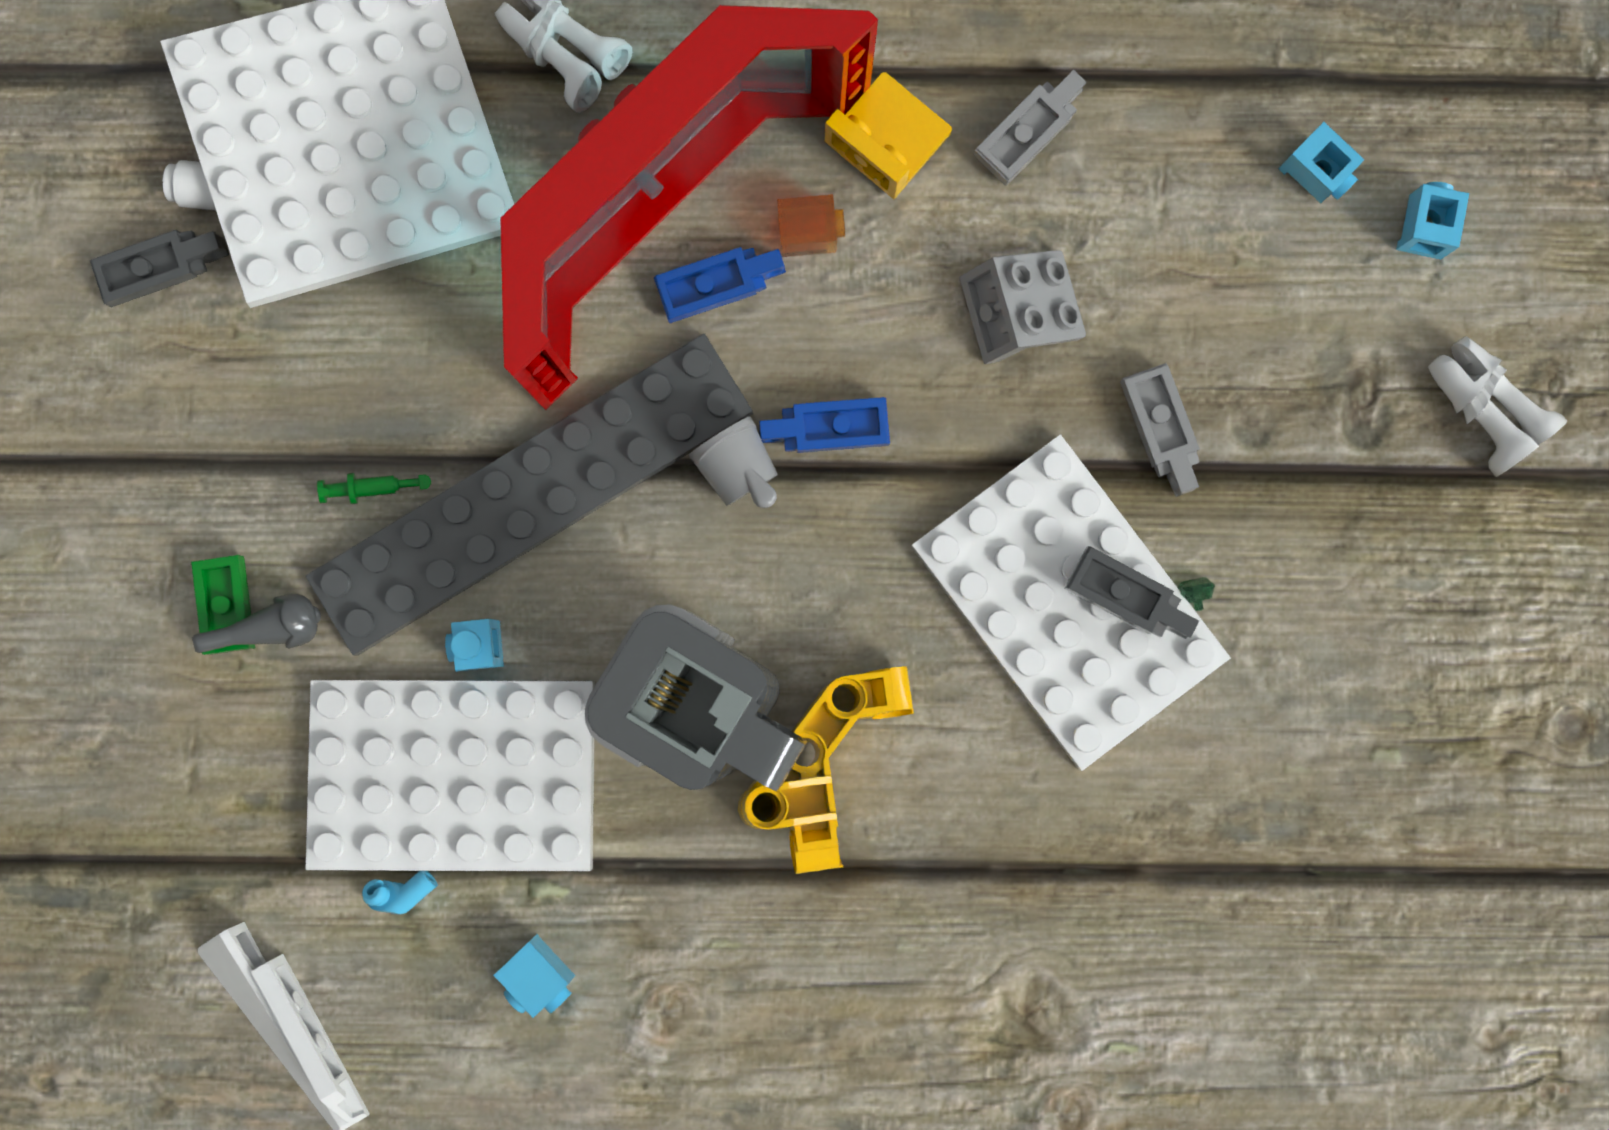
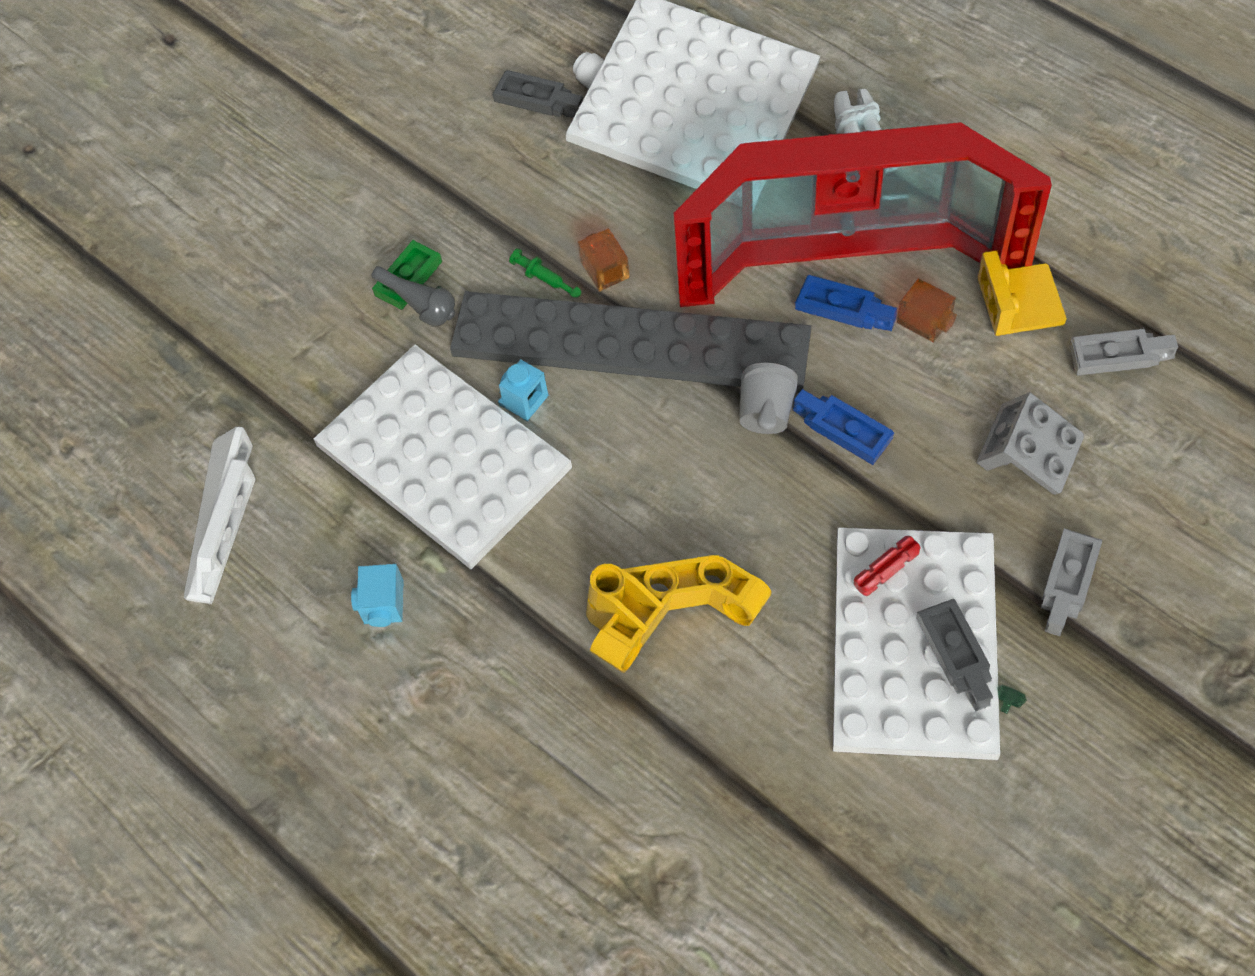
camera: 50 degrees right, 25 degrees down
(398, 897) = (346, 494): medium azure arm -> none
(420, 421) = (603, 259): none -> clear orange brick
(690, 704) = (616, 466): dark grey piece -> none
(997, 556) = (886, 565): none -> red axle

